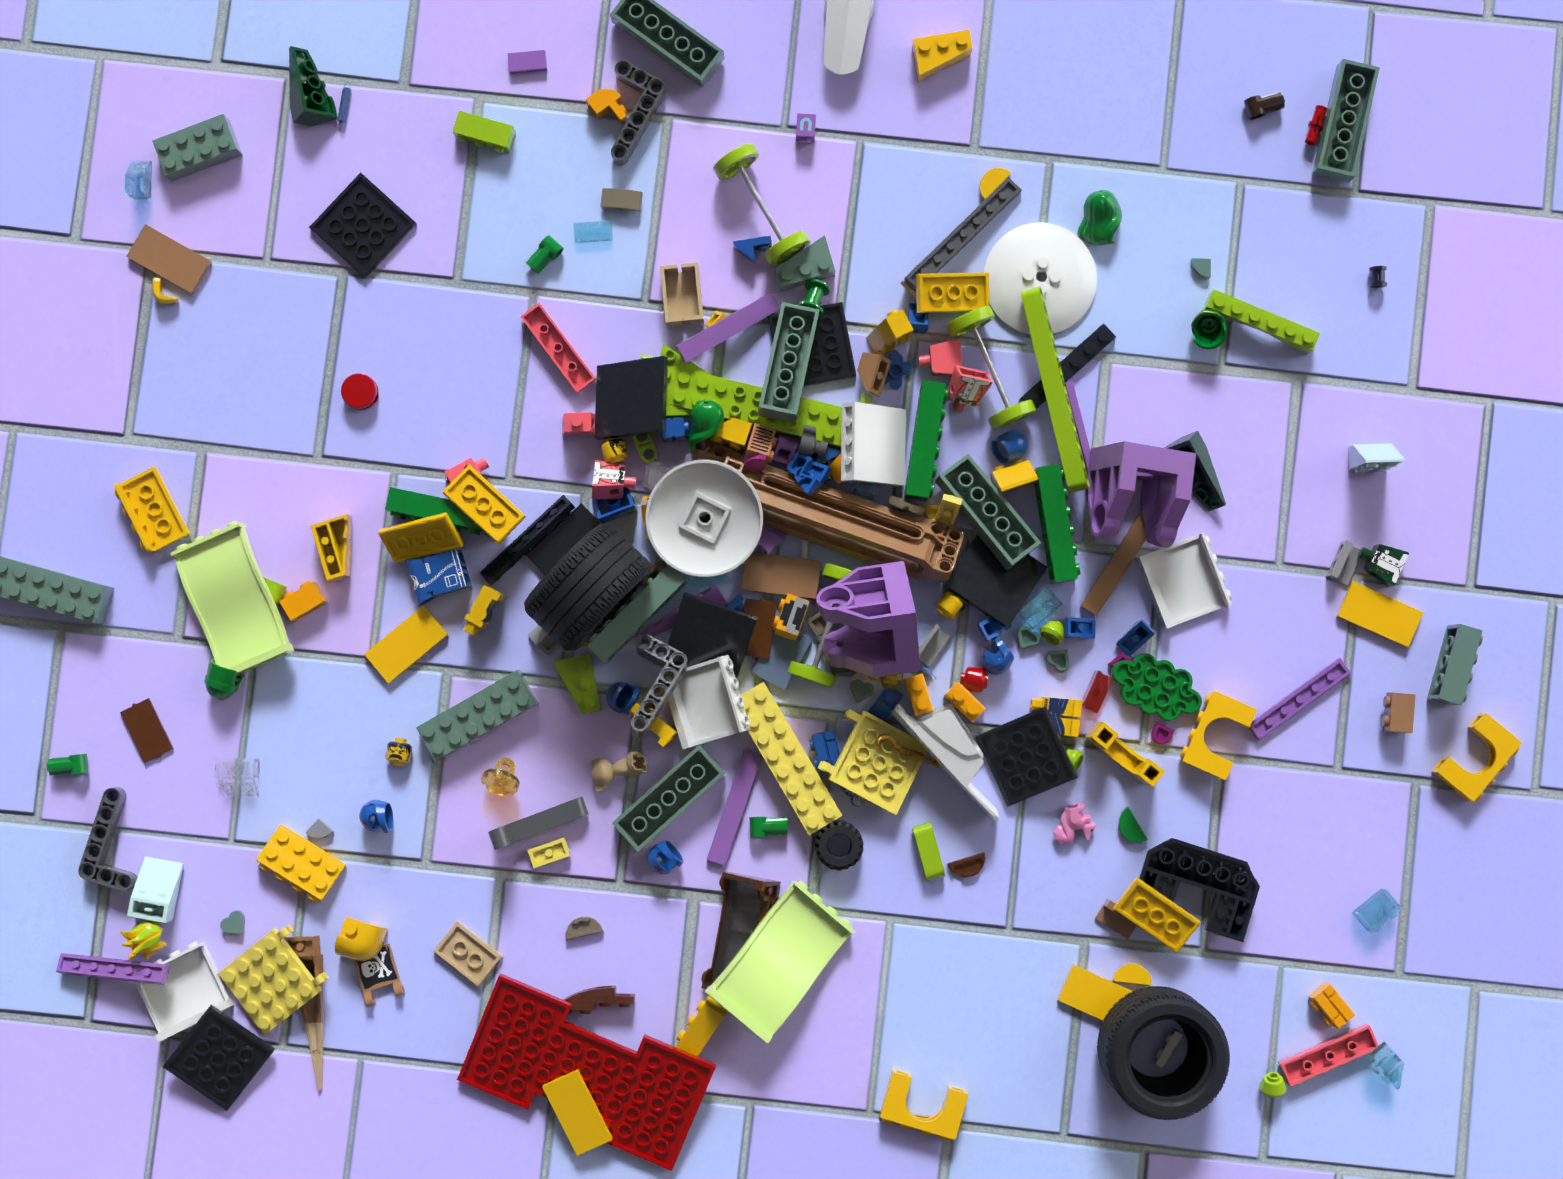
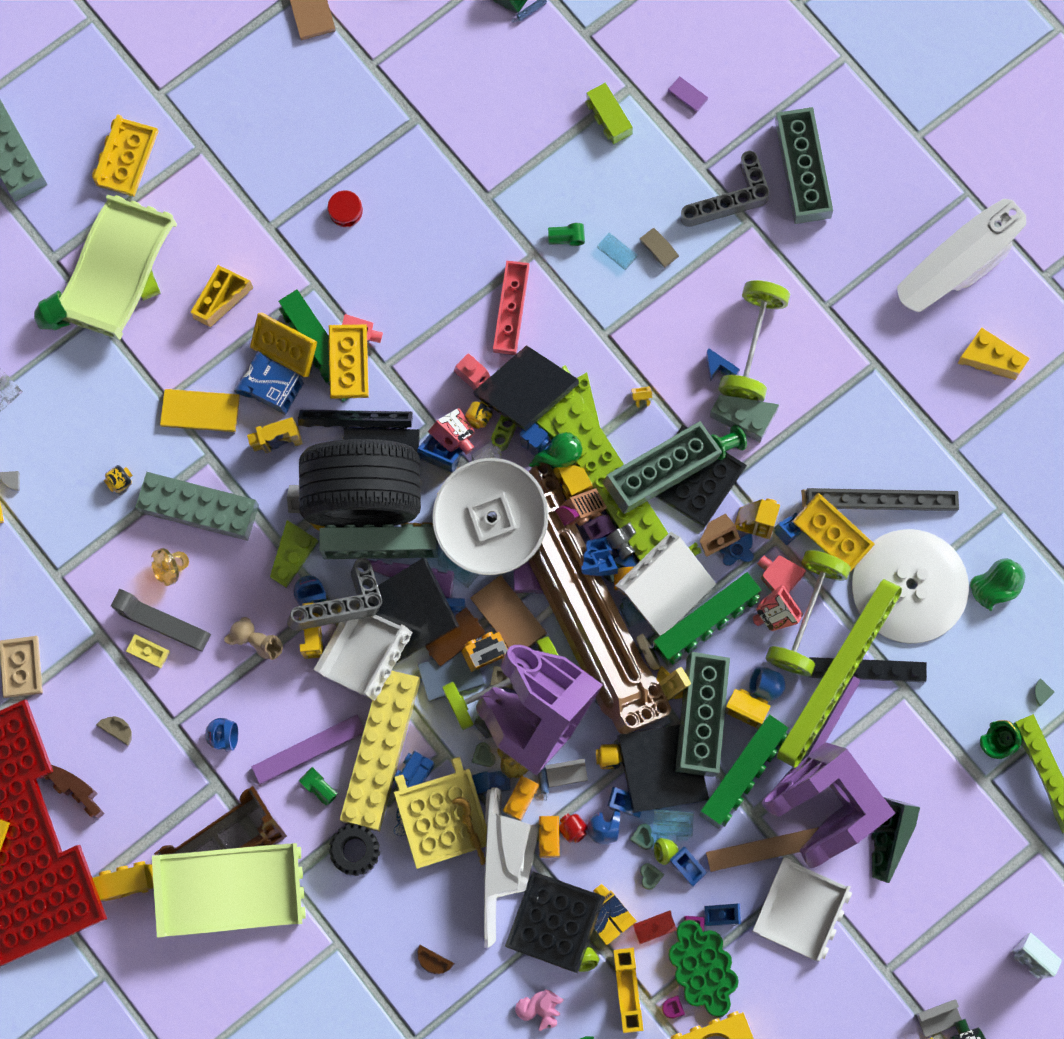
camera: 50 degrees right, 10 degrees down
(157, 292) = (278, 16): yellow hair -> none
(303, 601) = (161, 313): light orange brick -> none
(363, 225) = (462, 100): black tile -> none
(376, 815) = (59, 507): blue helmet -> none
(605, 101) = (715, 170): light orange brick -> none
(668, 798) = (269, 694): sand green brick -> none
(682, 294) = (635, 351): tan piece -> none
(727, 327) = (644, 403): medium lavender tile -> none
(805, 128) = (841, 319): medium lavender brick -> none
(928, 851) = (414, 921): lime beam -> none
(992, 180) = (944, 482): yellow tile -> none

